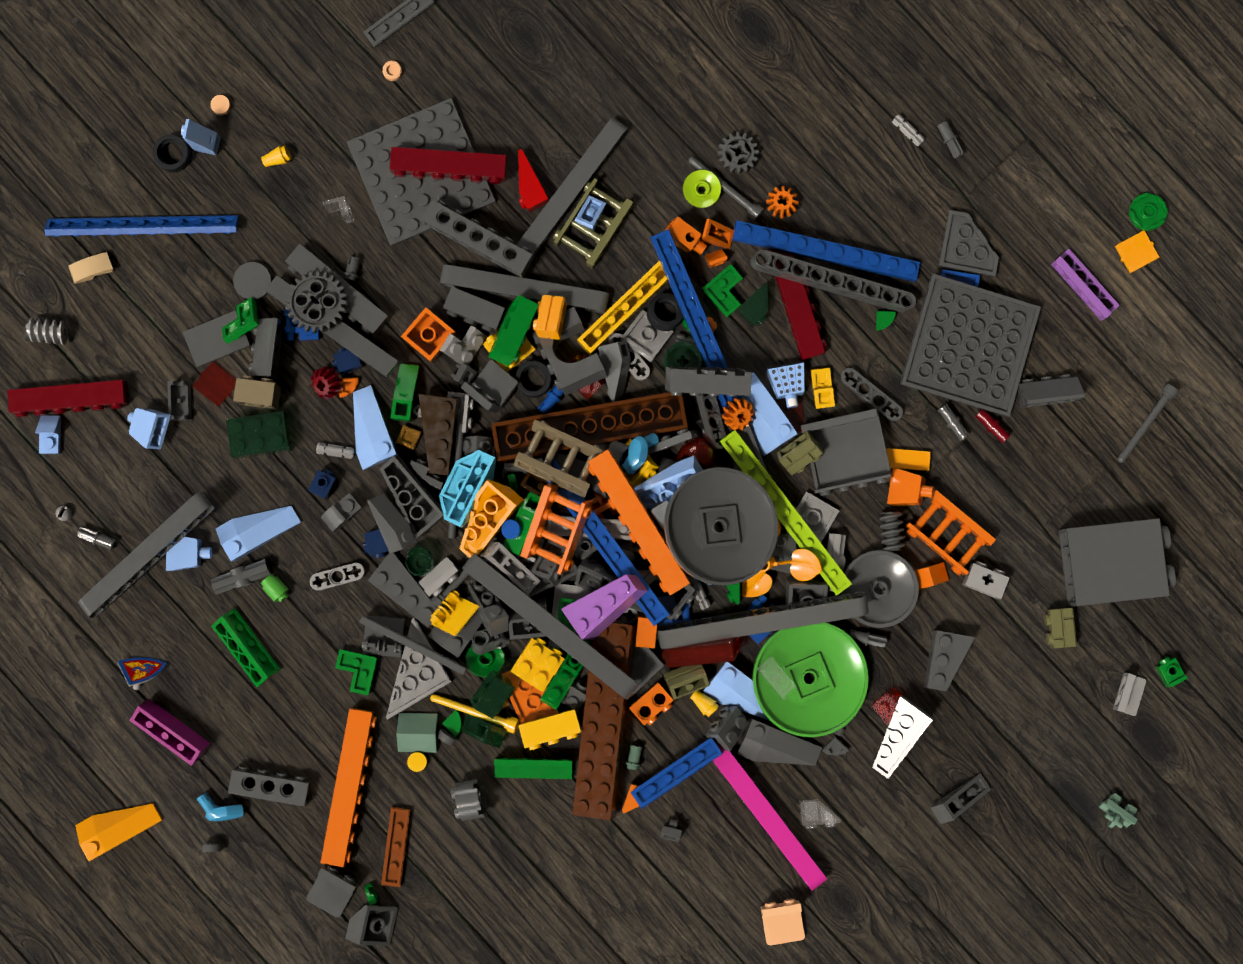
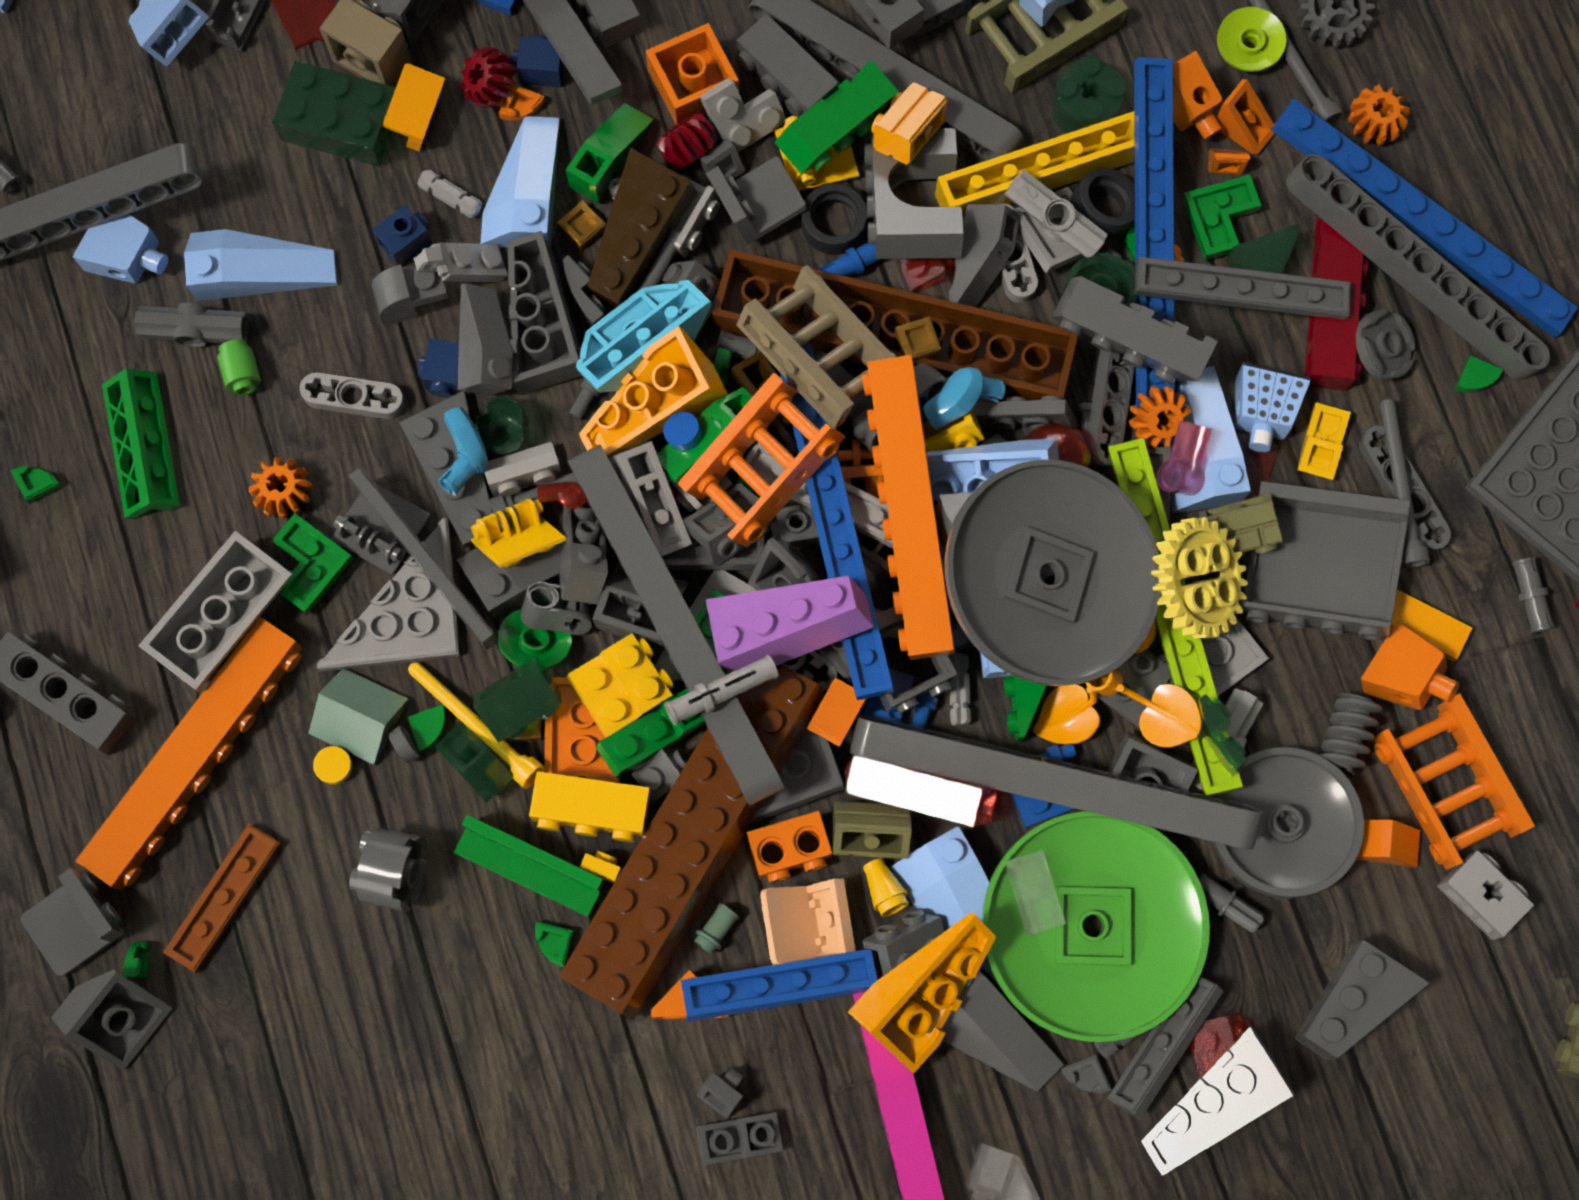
camera: 25 degrees right, 10 degrees down
(203, 689) = (34, 482): none -> green tile
(296, 414) = (413, 104): none -> light orange panel
(327, 646) = (269, 497): none -> orange gear
(327, 715) = (215, 610): none -> light grey slope
(361, 486) = (463, 262): none -> light grey hinge
(410, 581) = (469, 448): none -> dark azure arm
(442, 372) = (687, 141): none -> dark red gear
(465, 582) = (564, 492): none -> clear red arm
(561, 797) = (554, 942): none -> green tile
(568, 753) = (601, 866): none -> yellow plate
(574, 671) = (707, 696): none -> light grey pin
(604, 430) = (918, 339): none -> pearl gold tile
(630, 248) = (1087, 94): none -> clear green brick
(633, 332) = (1037, 201): none -> light grey piece
(676, 737) = (807, 921): none -> light nougat bracket
(688, 848) = (739, 1138): none -> dark grey slope
(741, 754) = (917, 996): none -> light orange wedge
(751, 331) = (1242, 288): none -> dark grey tile
(761, 437) = (1185, 460): none -> clear pink piece
(781, 483) = (1203, 606): none -> light yellow gear
(826, 560) = (1215, 724): none -> clear green slope
(832, 325) = (1385, 344): none -> dark grey tile
(865, 721) = (1163, 1050): none -> dark grey tile
(887, 426) = (1414, 551): none -> dark grey piece

